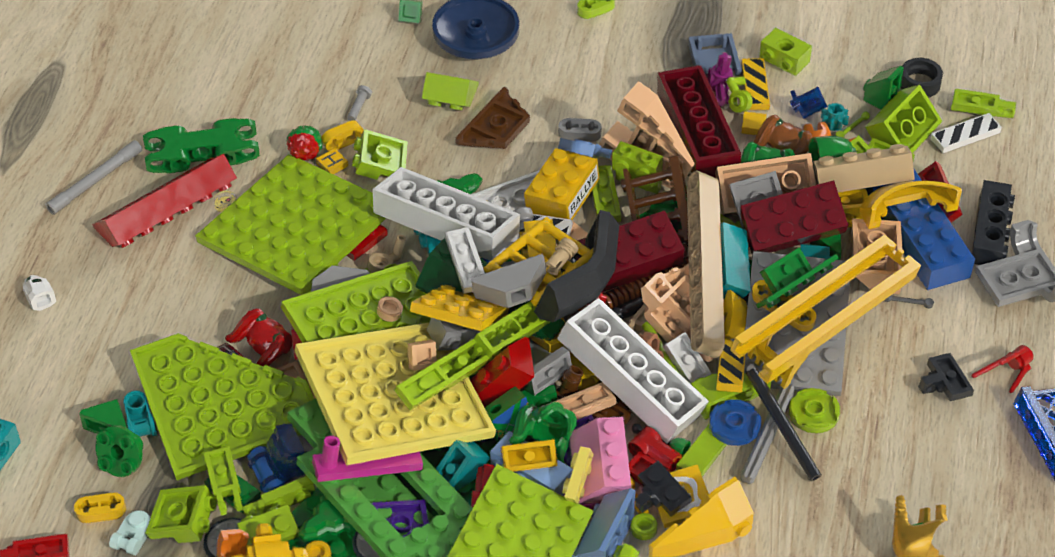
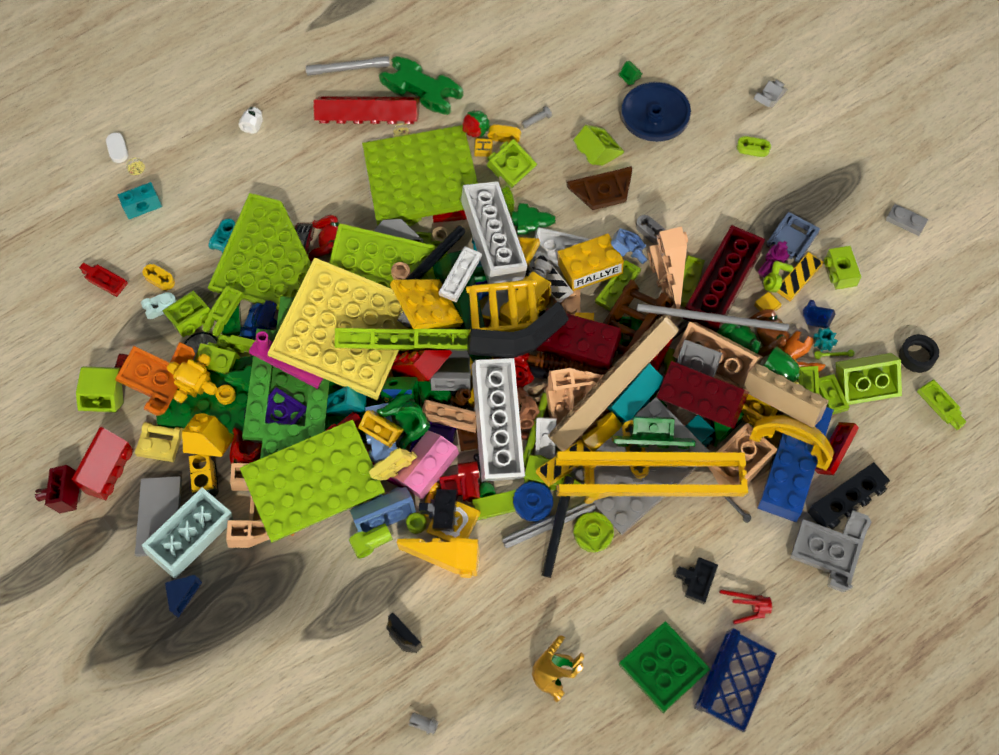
camera: 45 degrees right, 15 degrees up
(102, 416) = (207, 224): green slope -> none
(118, 451) = (194, 251): green plate -> none
(408, 275) = (437, 253): none -> black axle
(421, 354) = (378, 317): light nougat tile -> none
(511, 283) = (465, 311): light grey slope -> none
(564, 251) = (515, 312): tan pin -> none
(638, 162) = (648, 279): lime plate -> none
(731, 151) = (712, 317): none -> light grey piece
(883, 87) = (879, 342): green slope -> none
(965, 133) = (908, 417): white tile -> none
(998, 468) = (664, 667): none -> green plate

